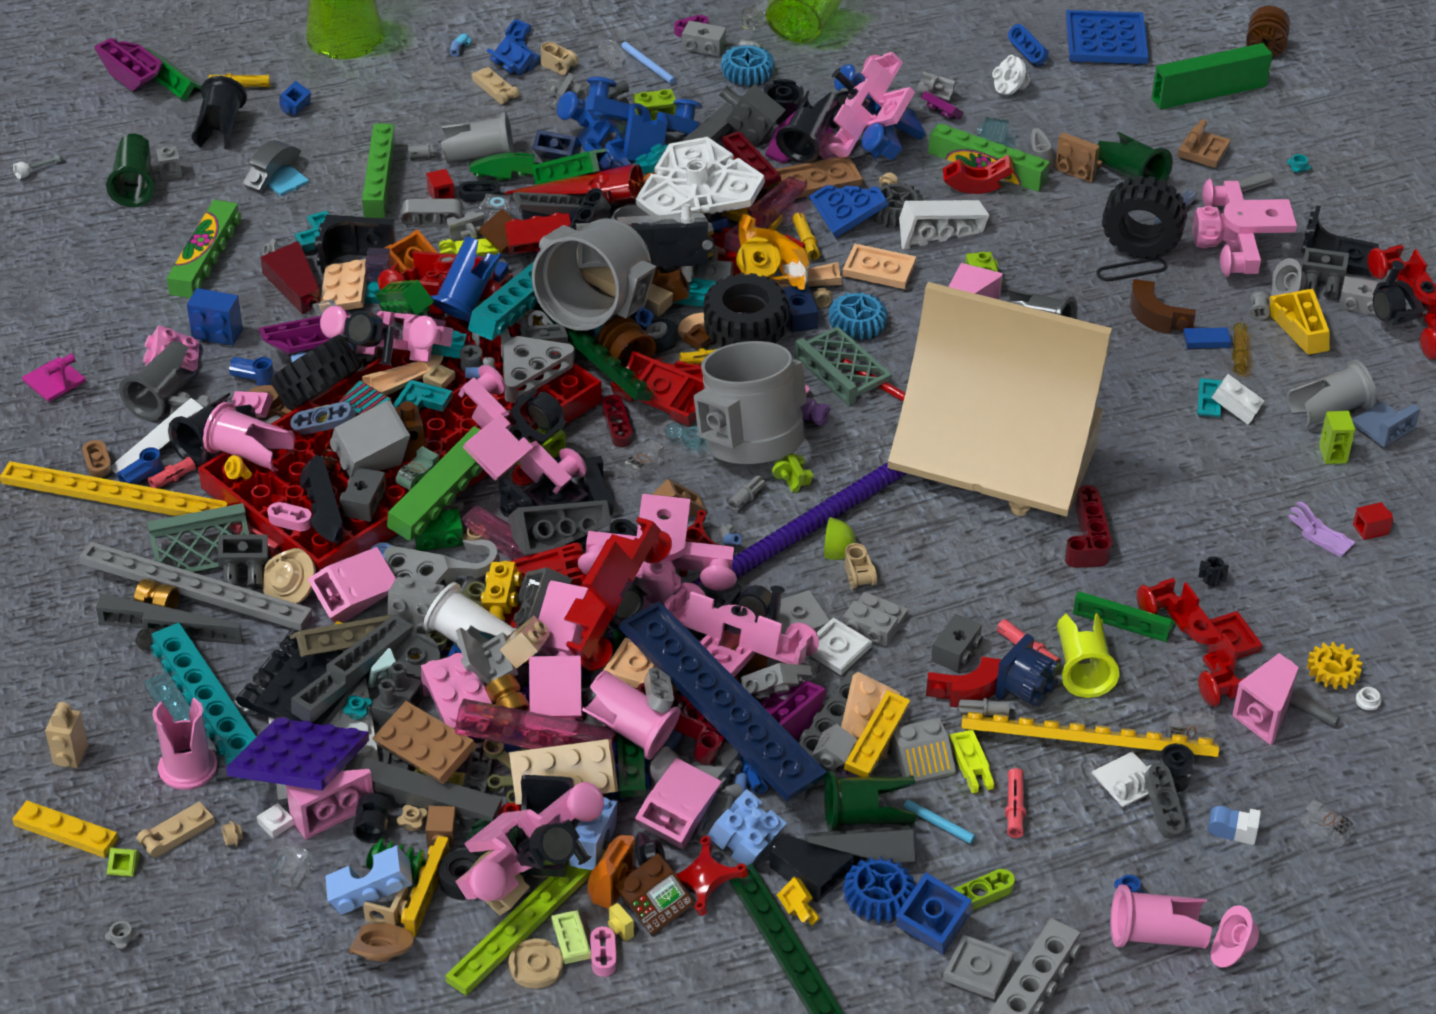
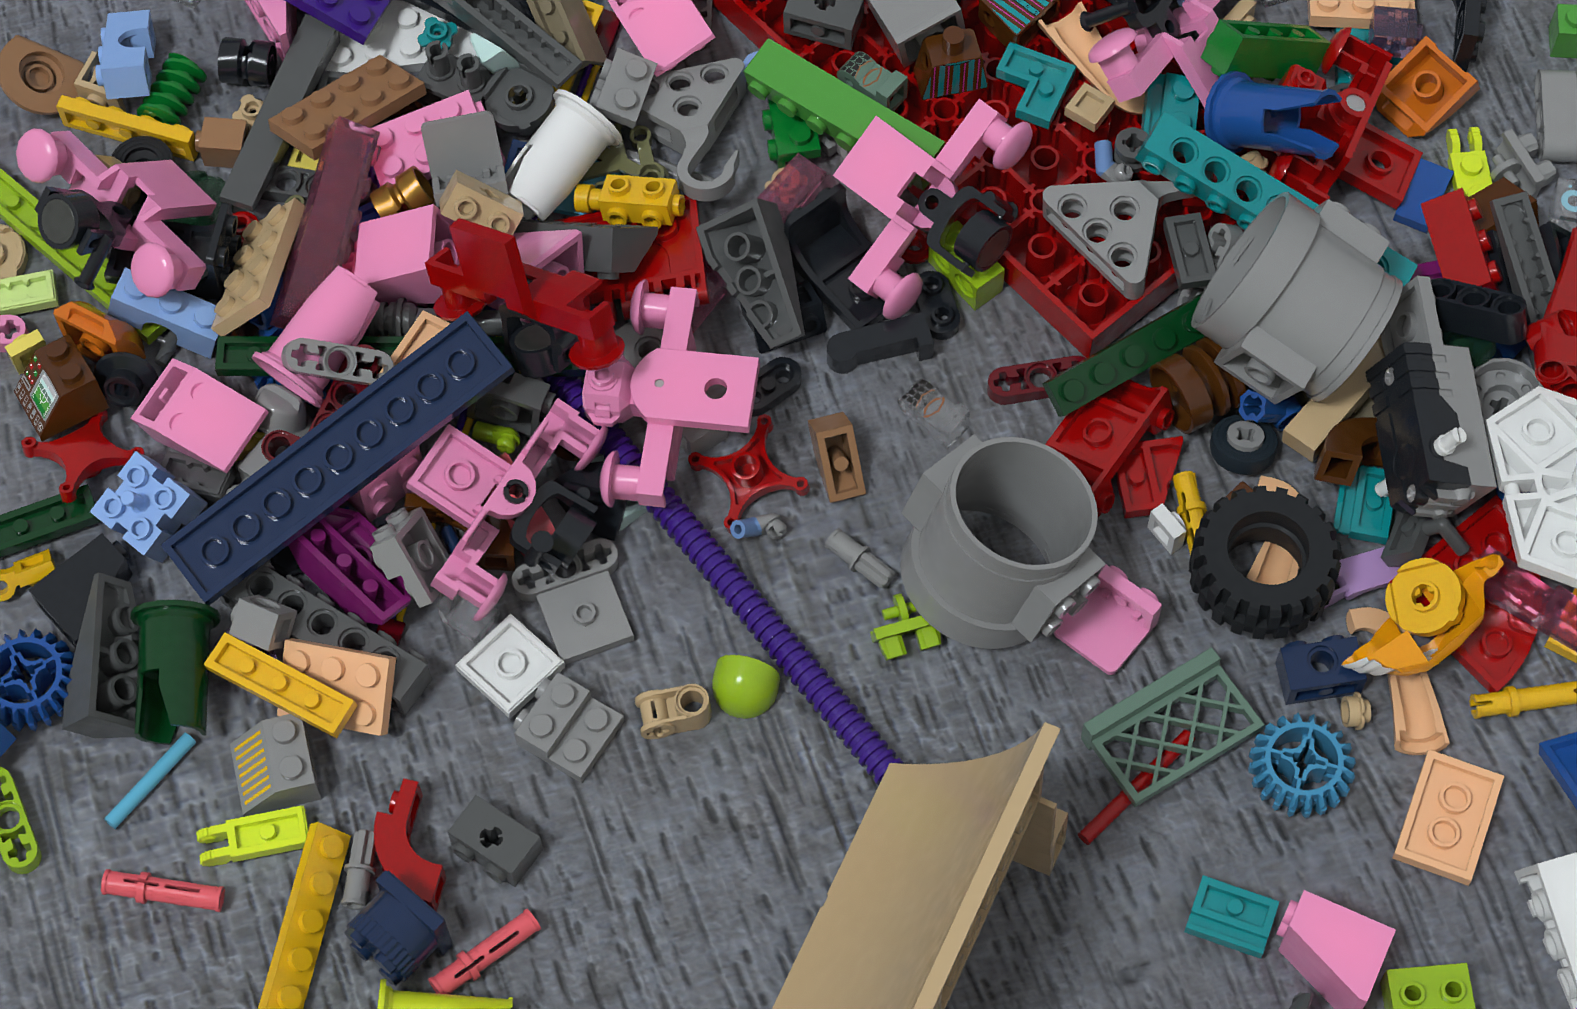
camera: 95 degrees right, 20 degrees up
(816, 412) = (1046, 676): medium lavender wheel -> none

